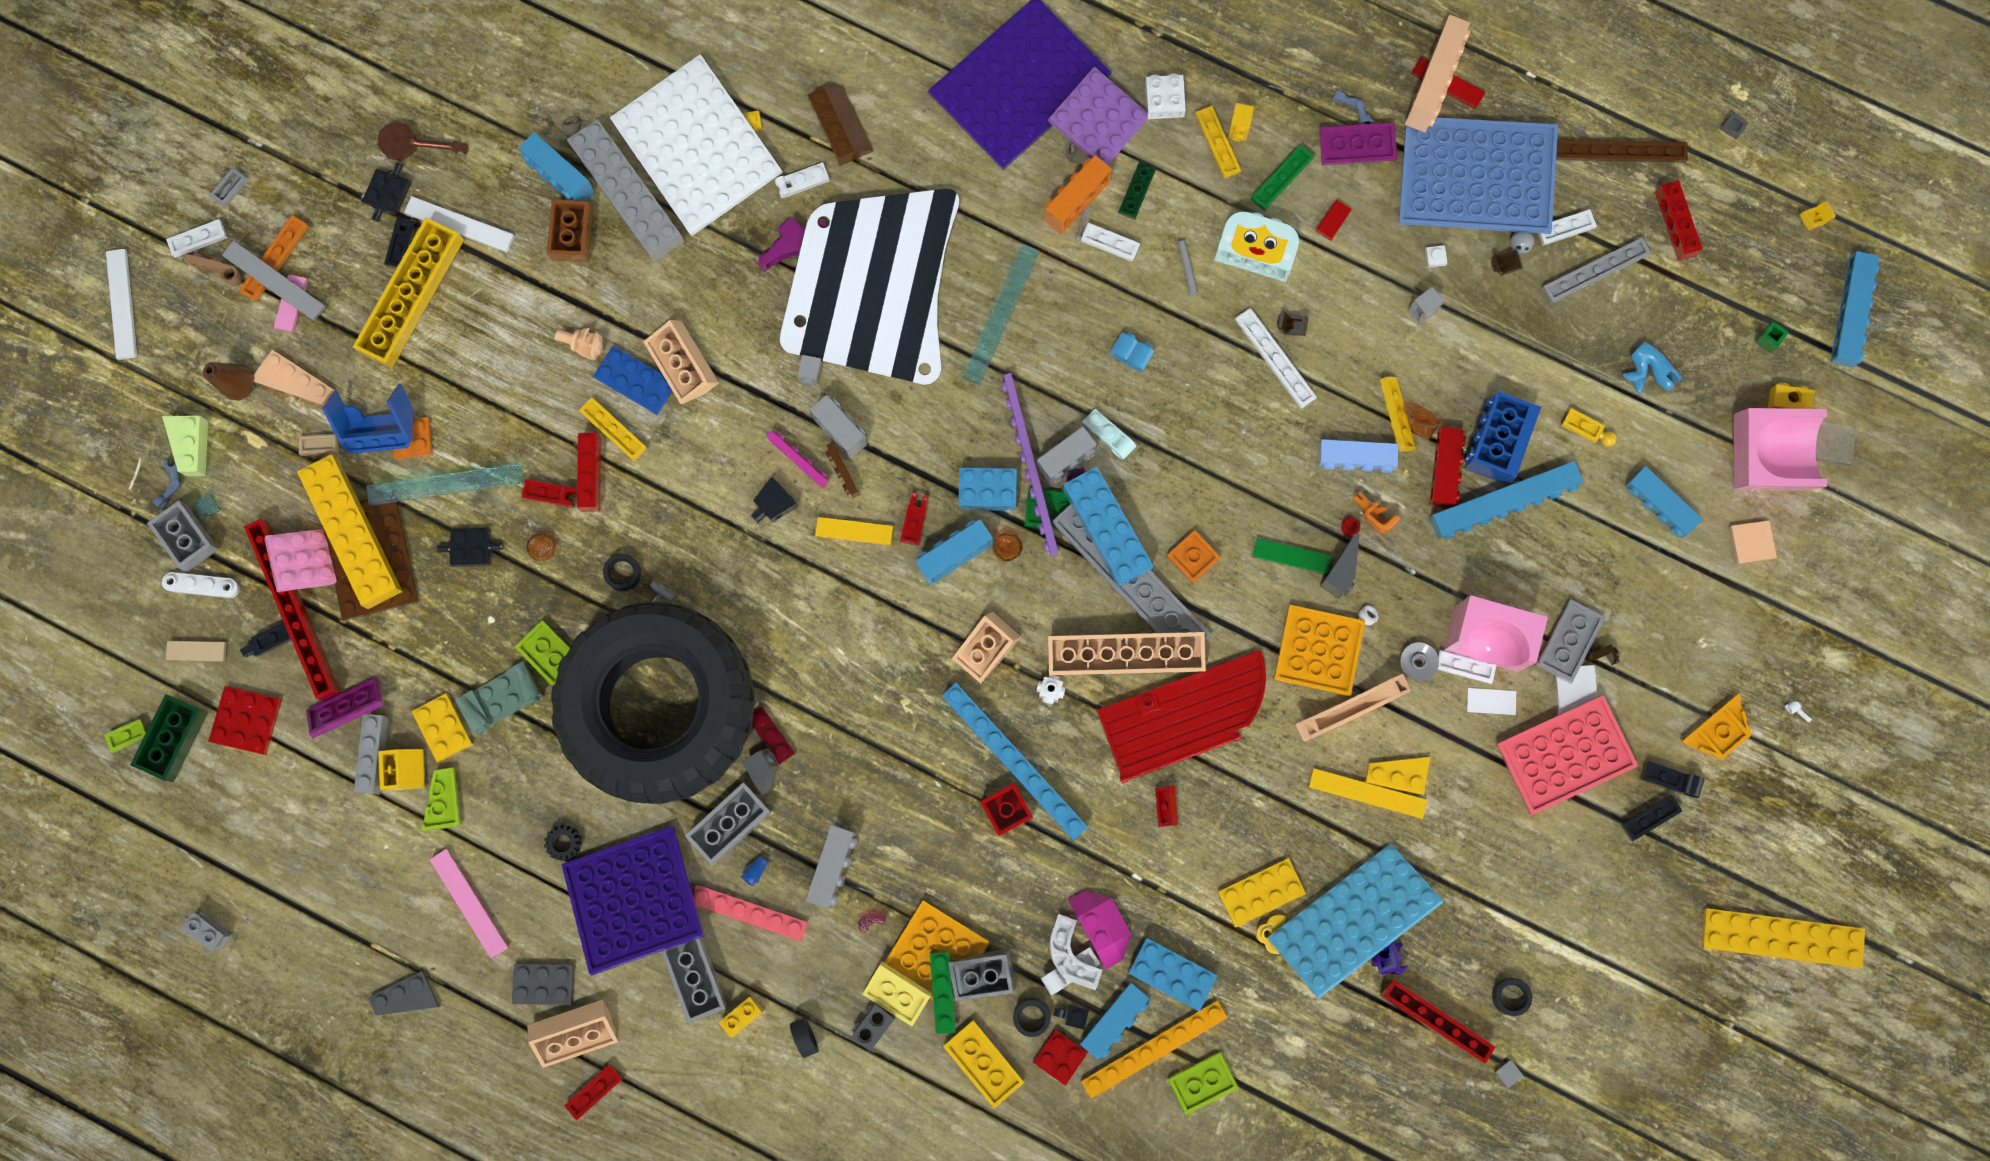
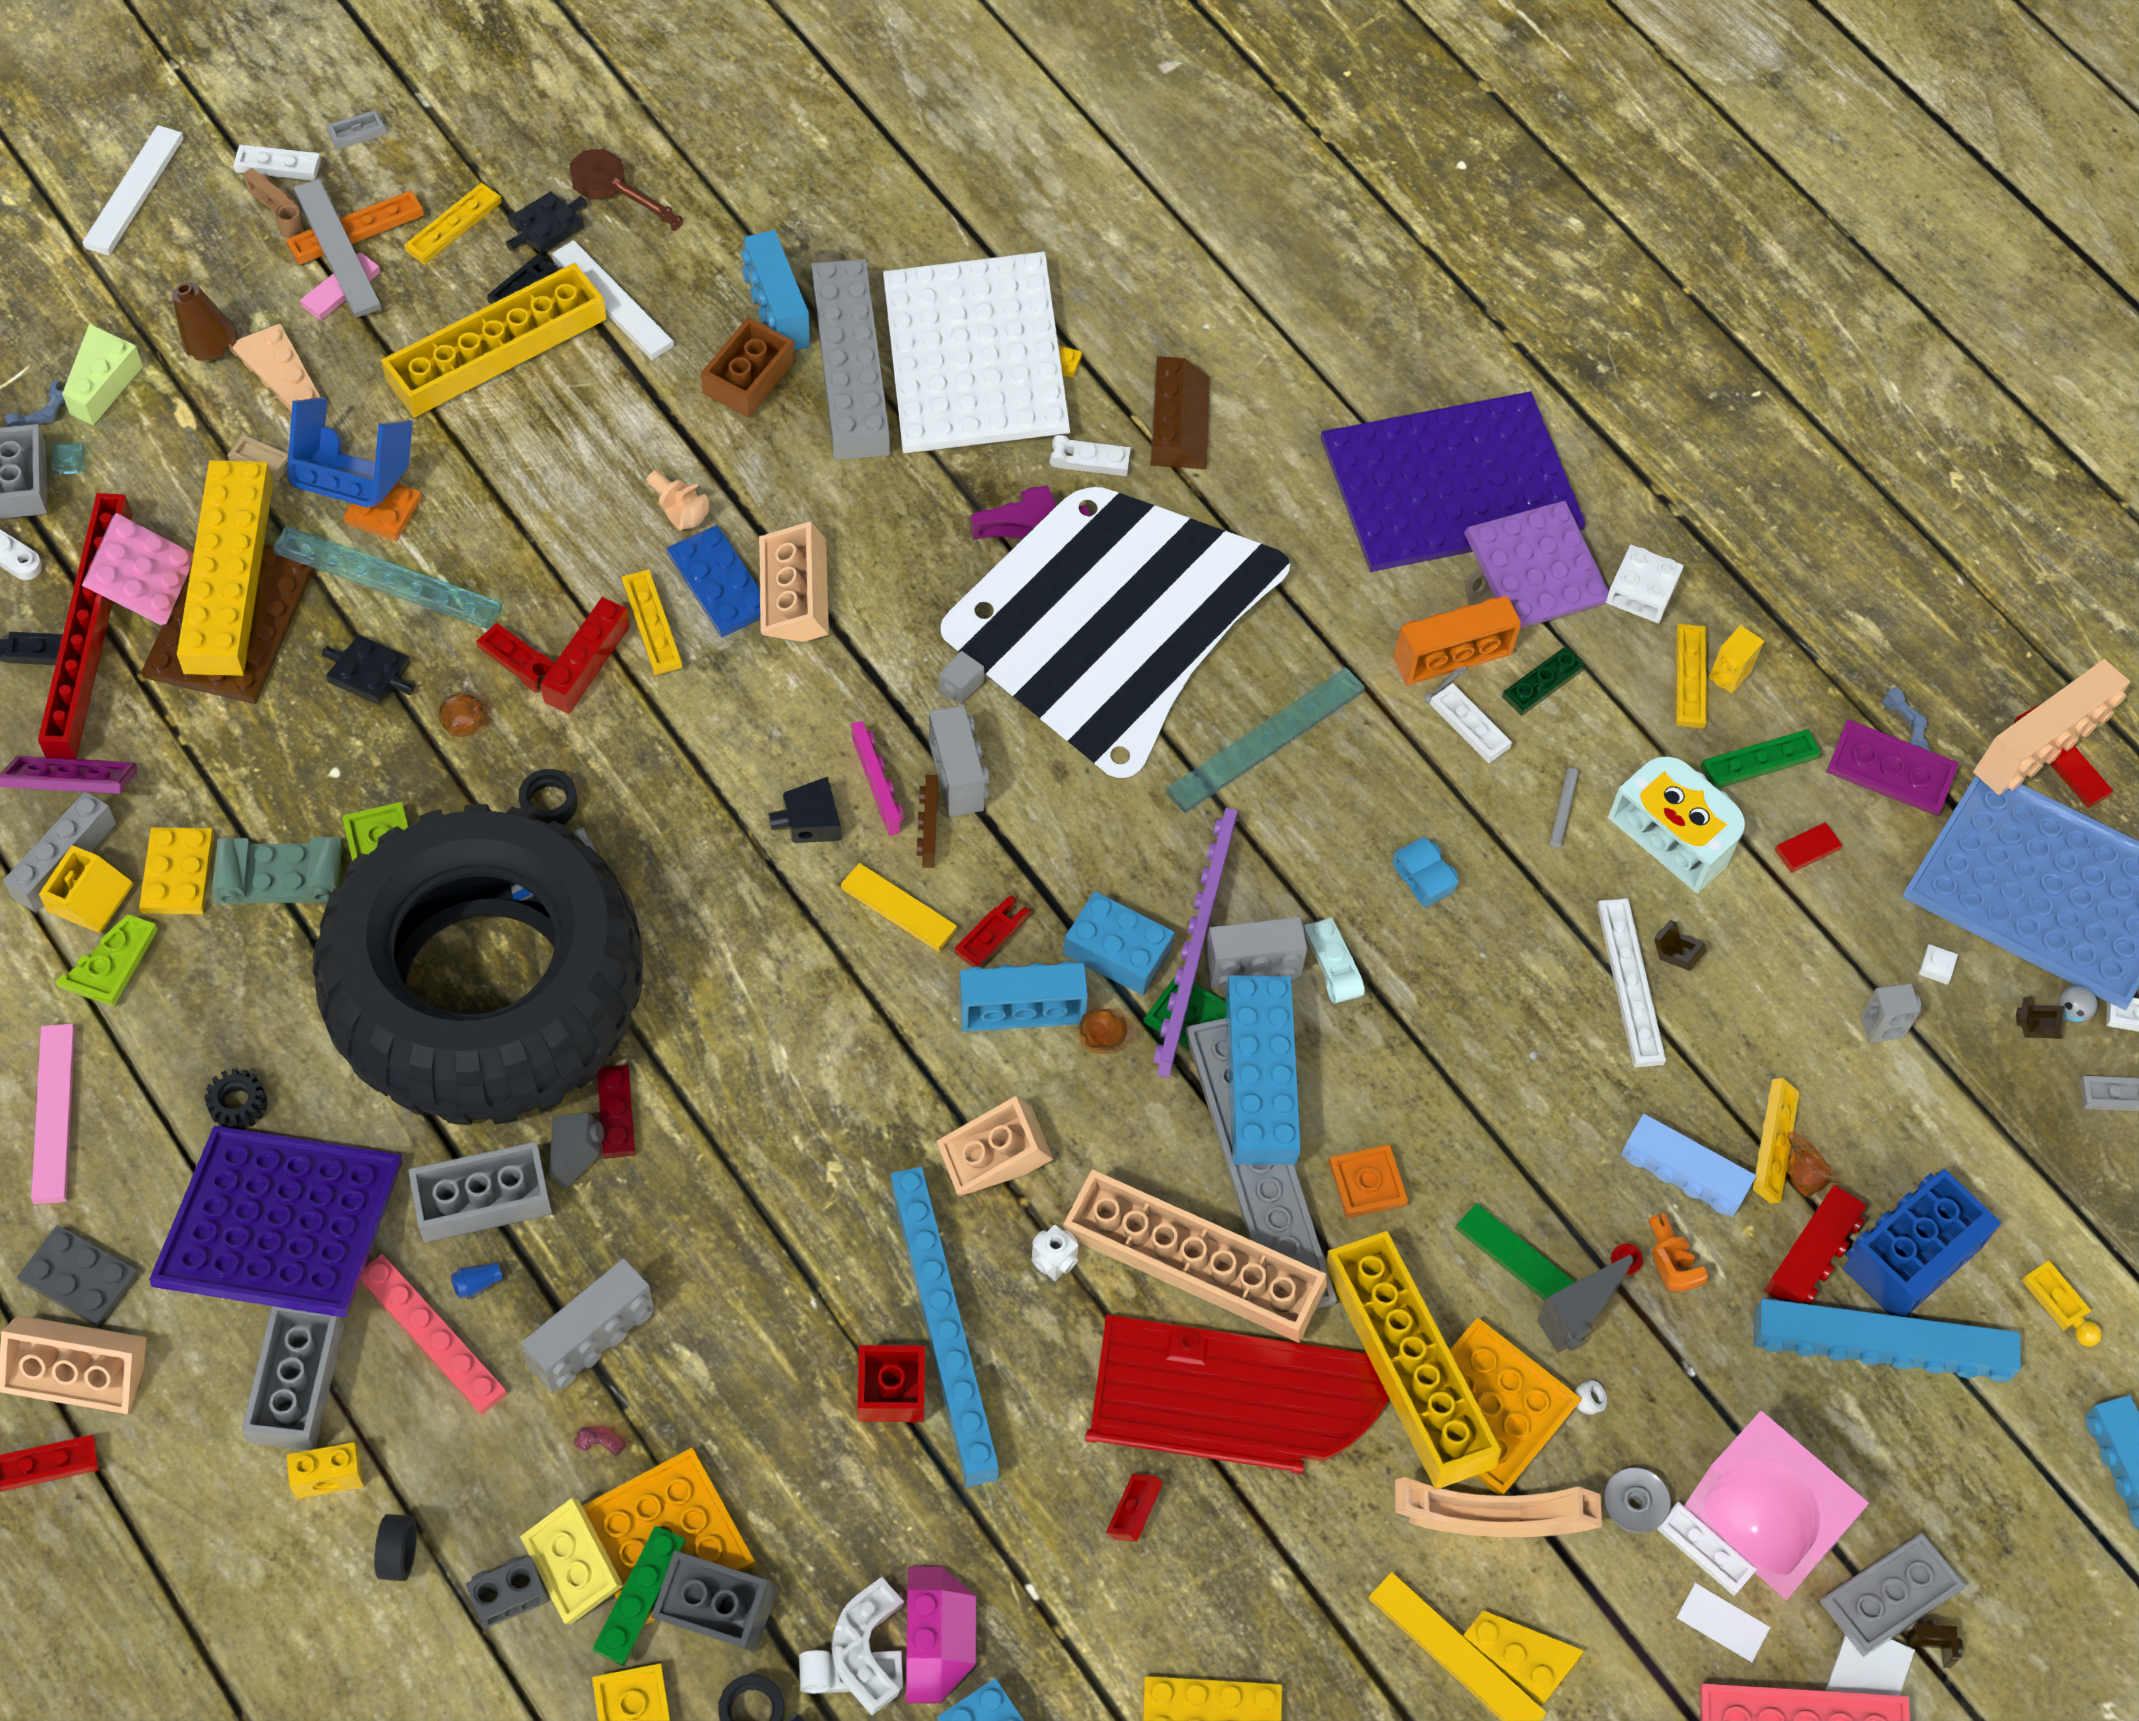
camera: 20 degrees right, 20 degrees down
(330, 222) = (452, 223): none -> yellow tile
(1269, 651) = (1412, 1360): none -> yellow brick

